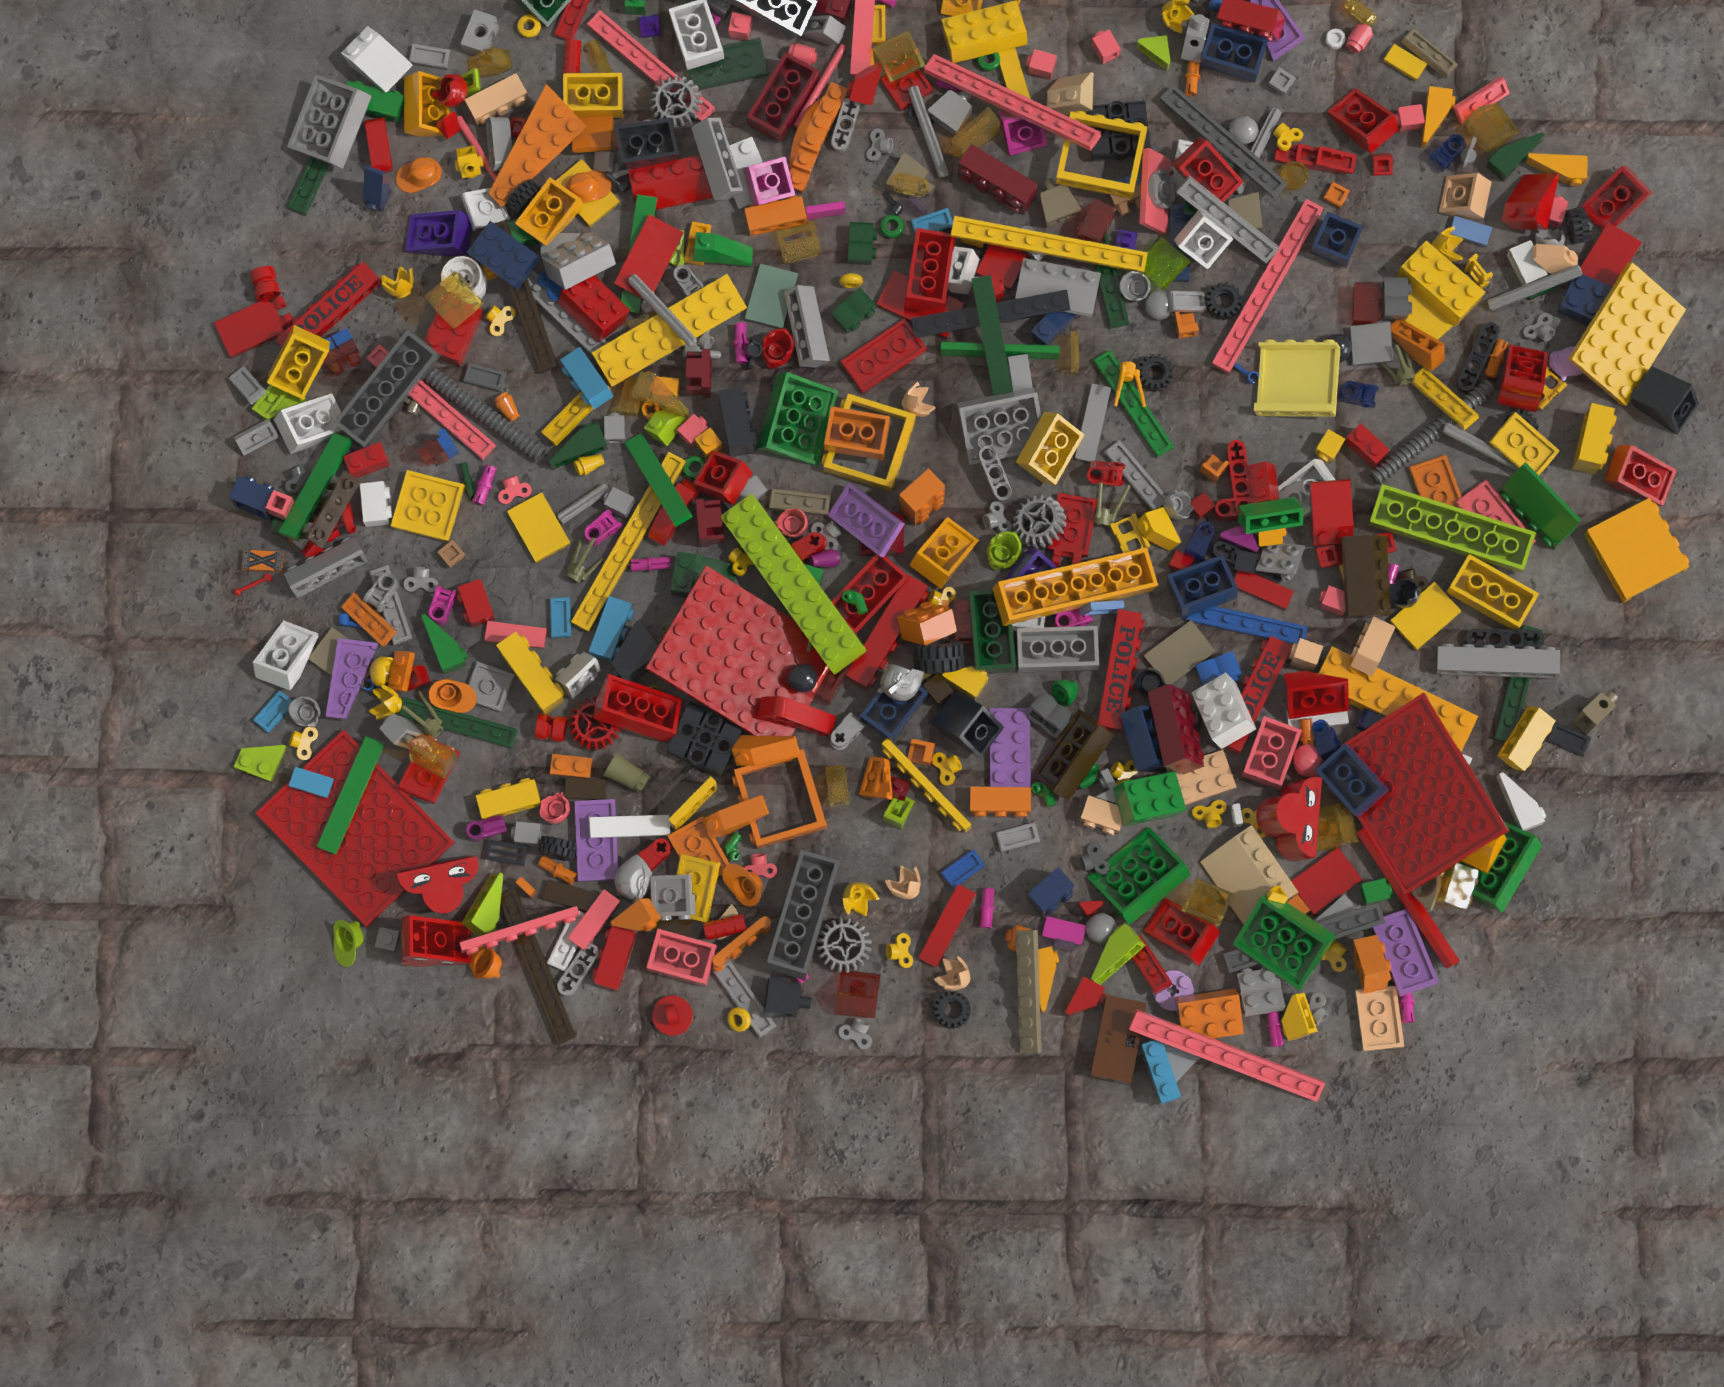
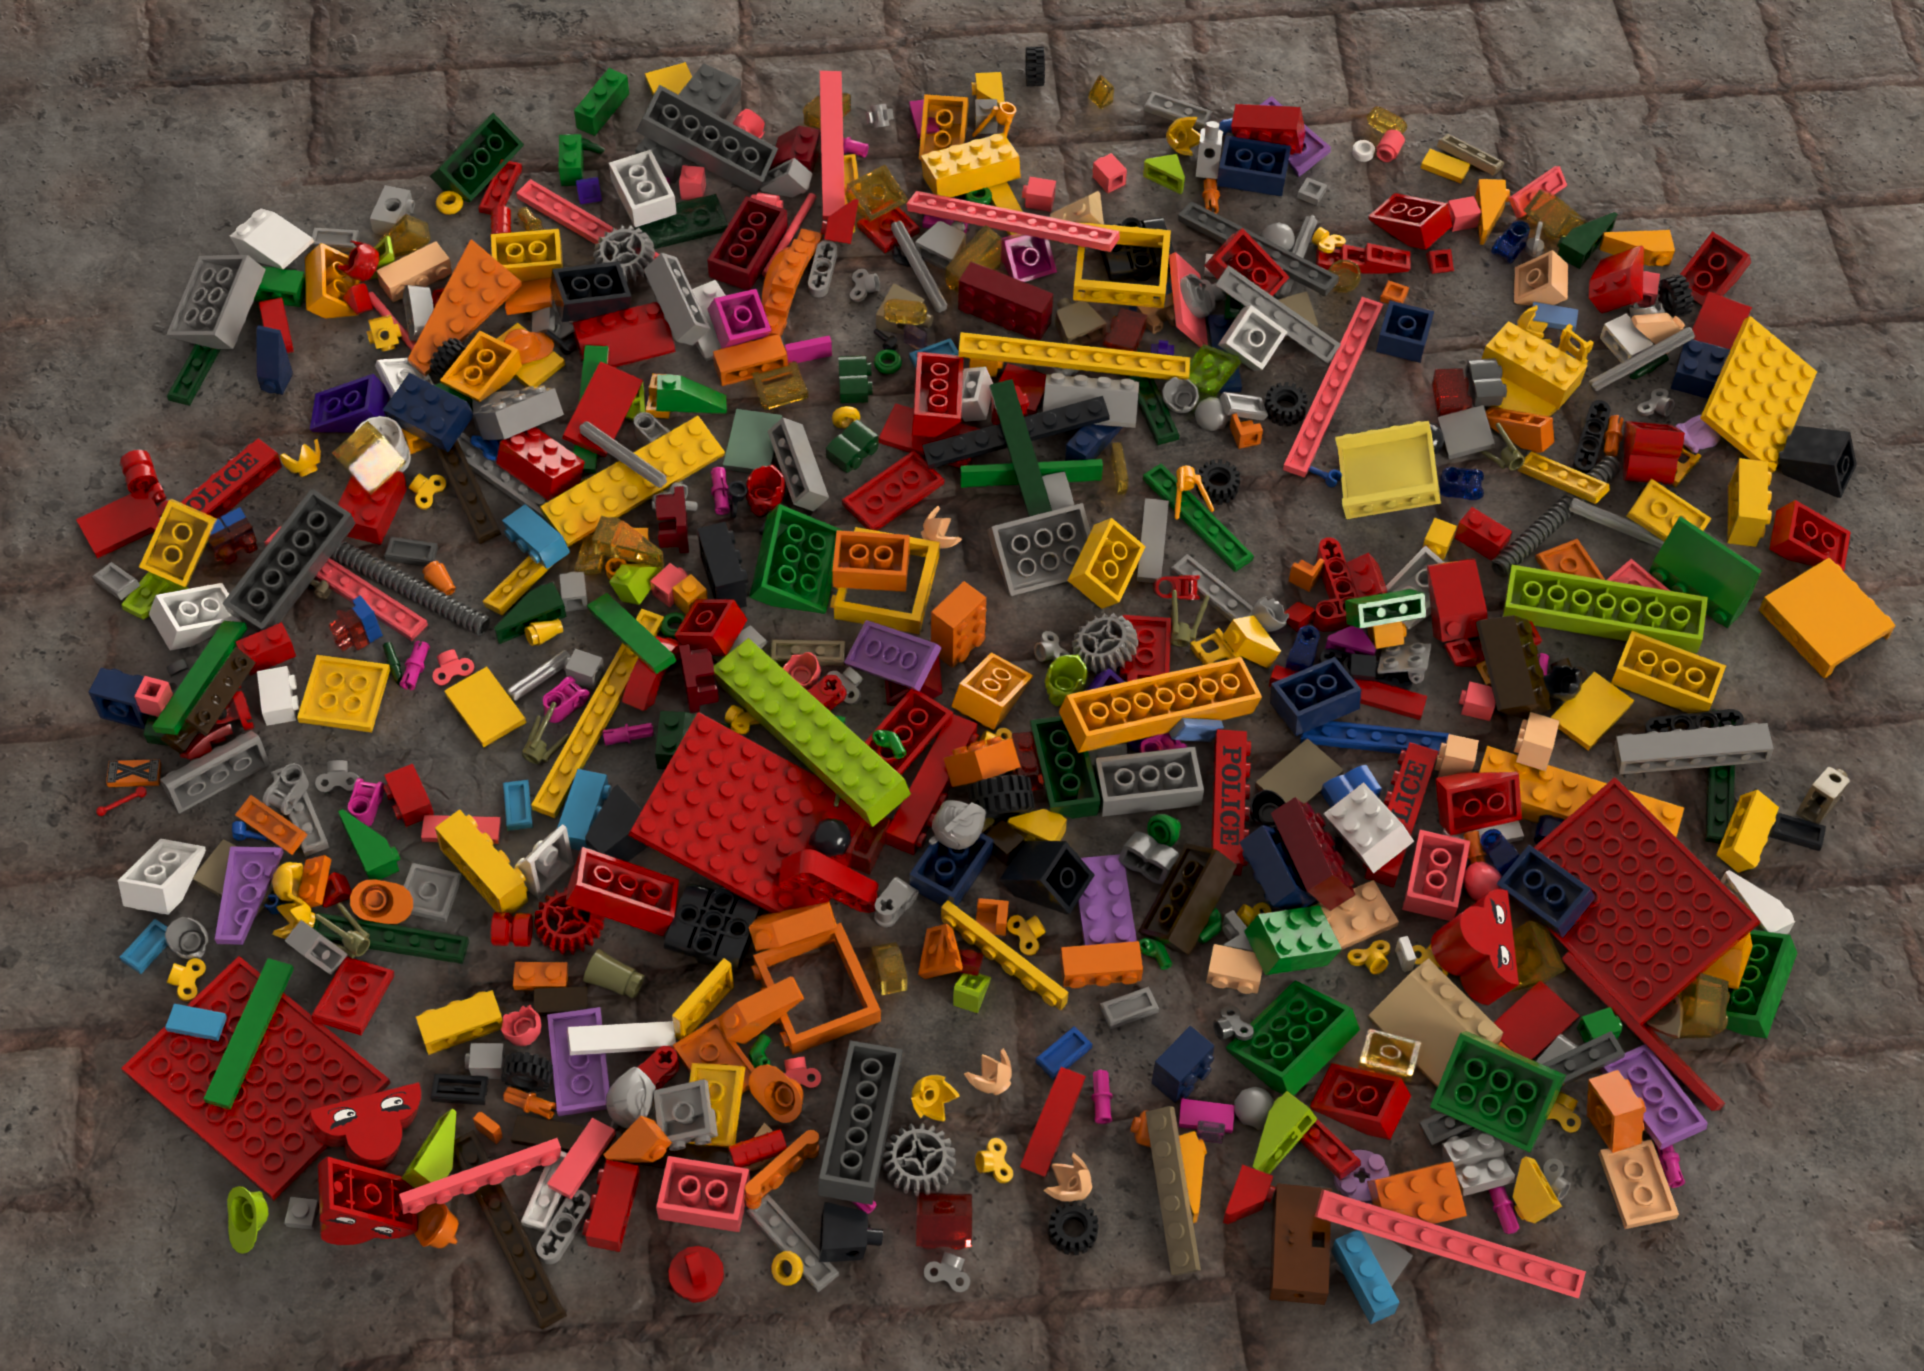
camera: 10 degrees left, 20 degrees down
(256, 437) = (126, 635): light grey plate -> none
(260, 761) = (129, 1007): lime wing -> none
(418, 175) = (326, 352): orange piece -> none
(432, 755) = (355, 972): clear yellow slope -> none
(451, 553) = (375, 743): medium nougat plate -> none
(489, 828) = (433, 1059): magenta piece -> none
(827, 558) = (849, 707): magenta cone -> none
(994, 463) = (1043, 587): light grey beam -> none
(1090, 907) = (1236, 1081): red slope -> none
(1277, 894) = (1480, 1032): yellow tile -> none

